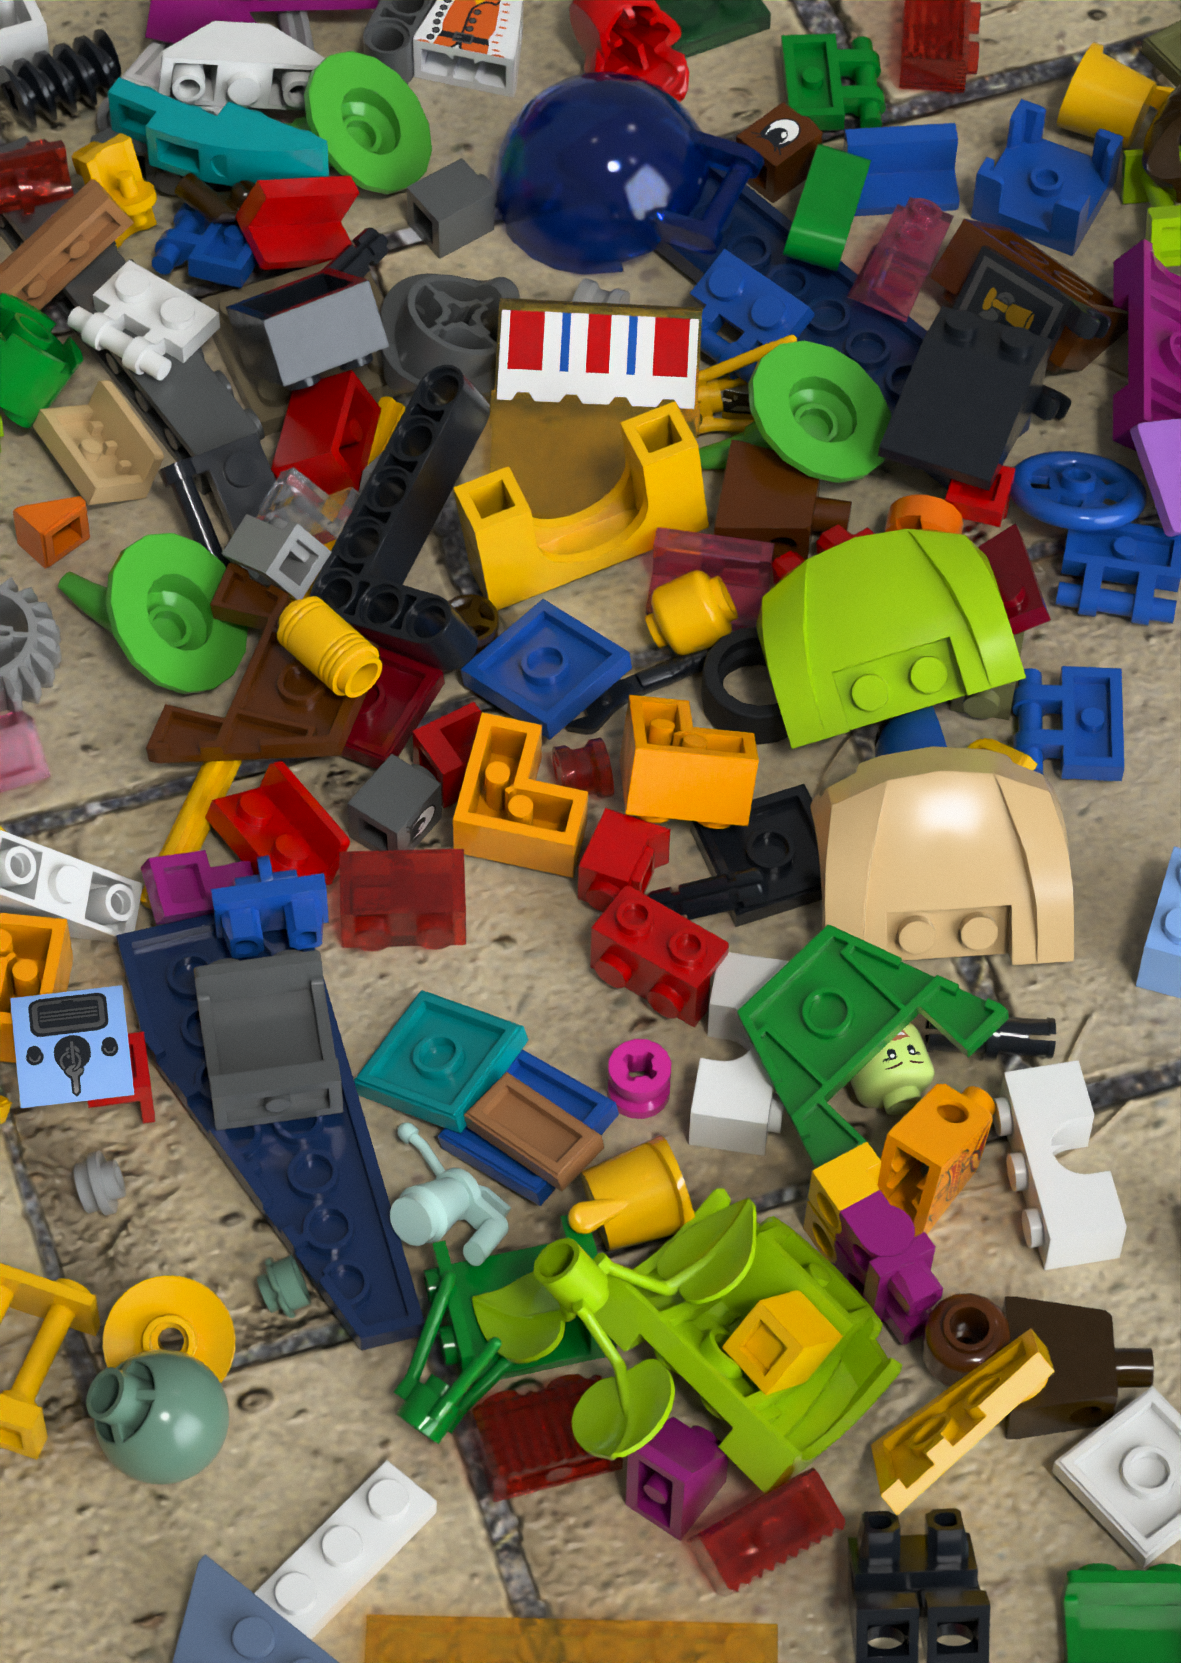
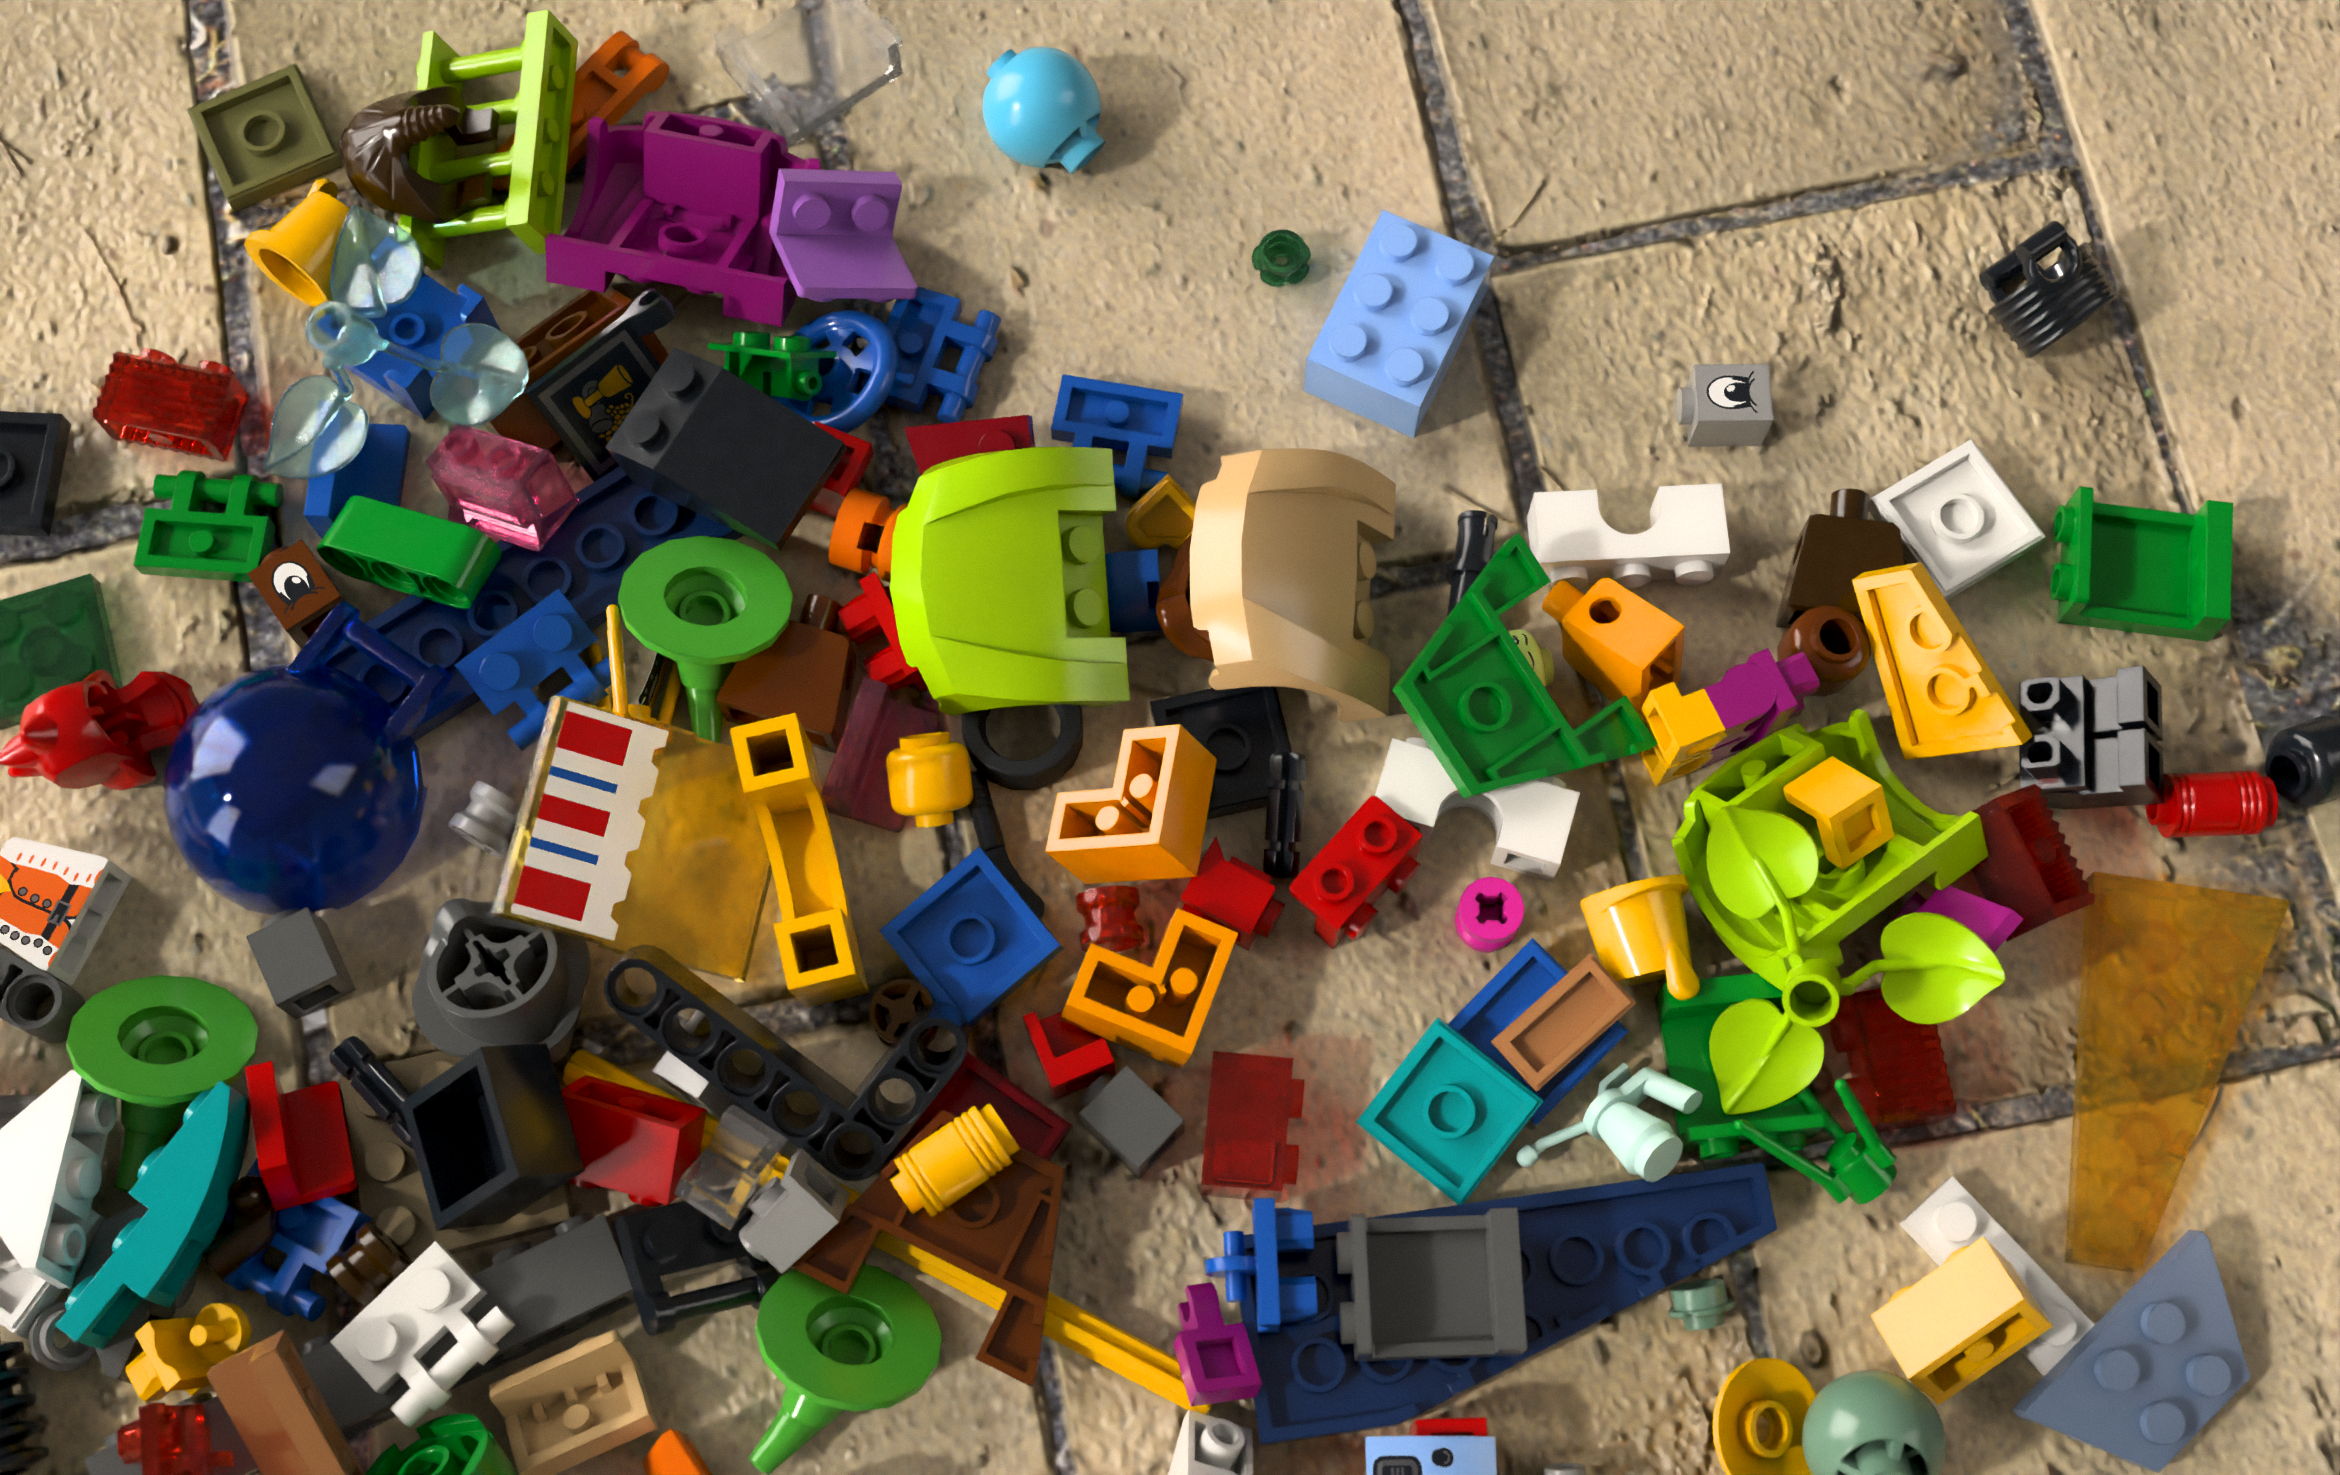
camera: 80 degrees left, 15 degrees up
(201, 280) = (368, 1264): none -> dark brown wheel
(282, 823) = (1145, 1250): red bracket -> none
(284, 1483) = (1960, 1320): none -> yellow brick
(995, 206) = (374, 266): none -> clear light blue plant
(1074, 438) = (779, 369): none -> green hinge

